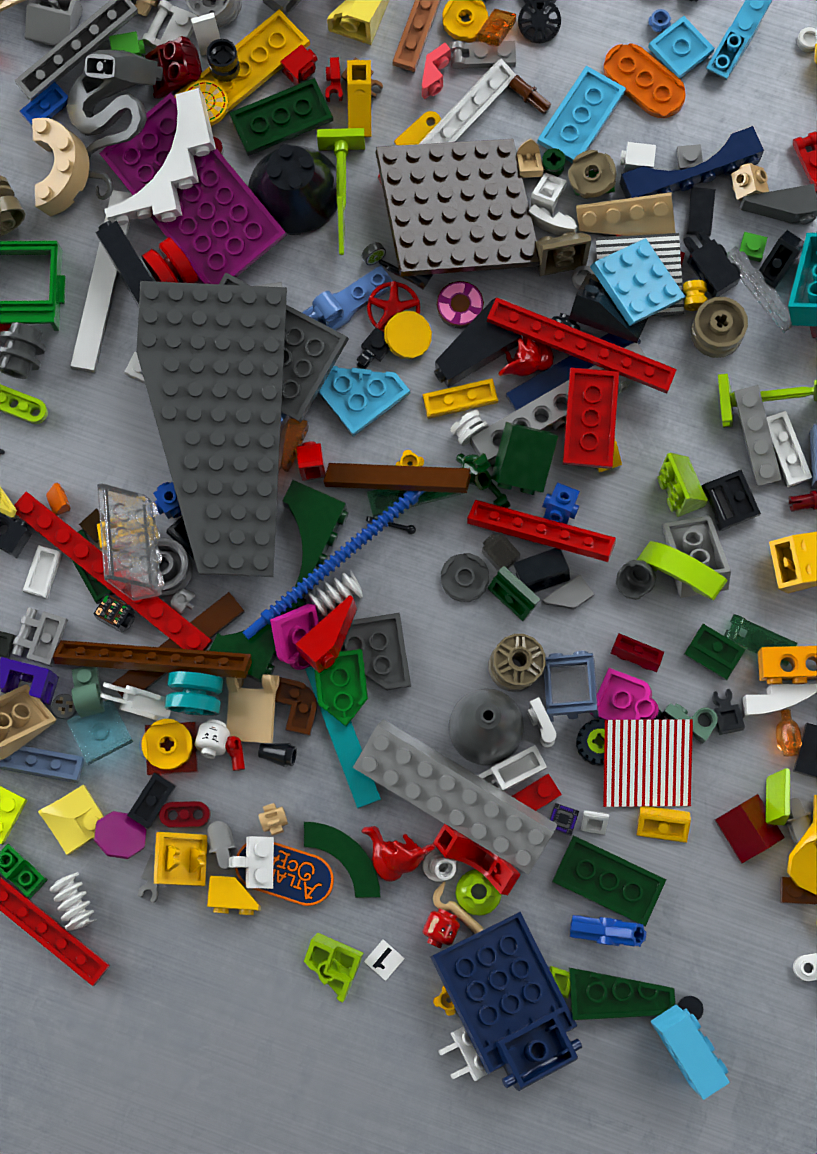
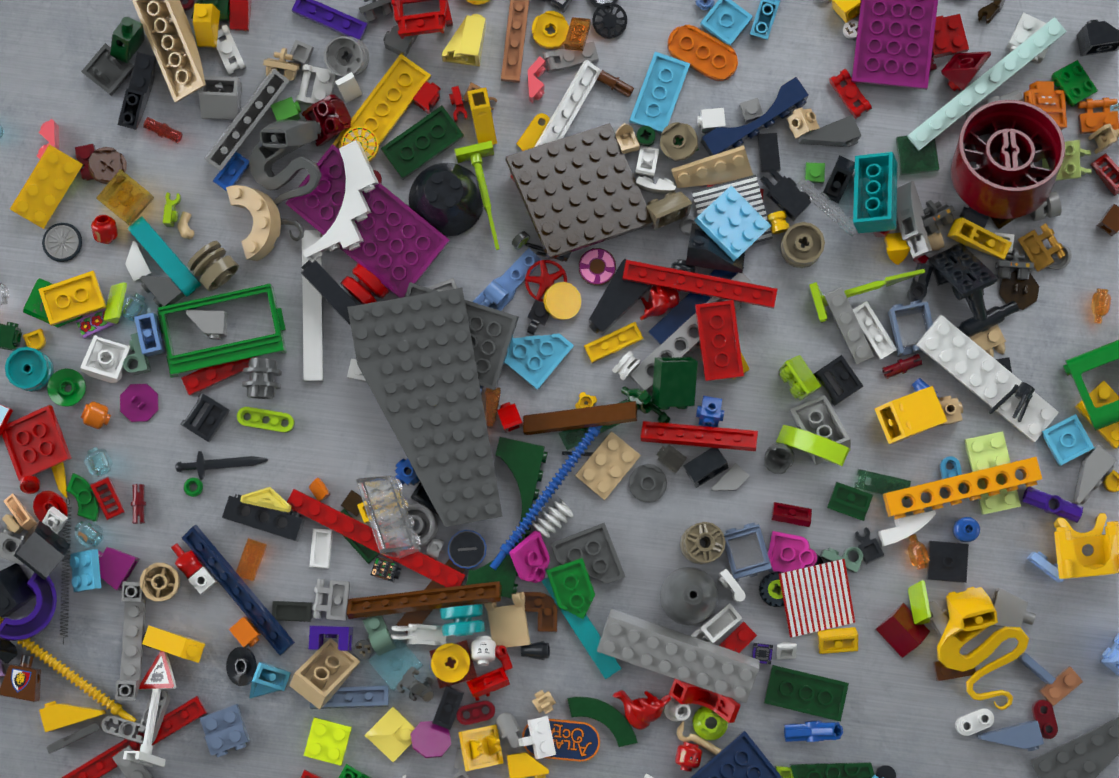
camera: 15 degrees left, 5 degrees up
(116, 764) = (416, 687): none -> dark grey piece
(208, 780) = (488, 683): none -> red plate
(221, 609) = (467, 549): none -> black tile
(223, 60) = (367, 108): black wheel -> none
(325, 640) = (553, 559): red slope -> none
(419, 544) = (607, 465): none -> tan plate
(513, 593) = (688, 489): dark green plate -> none

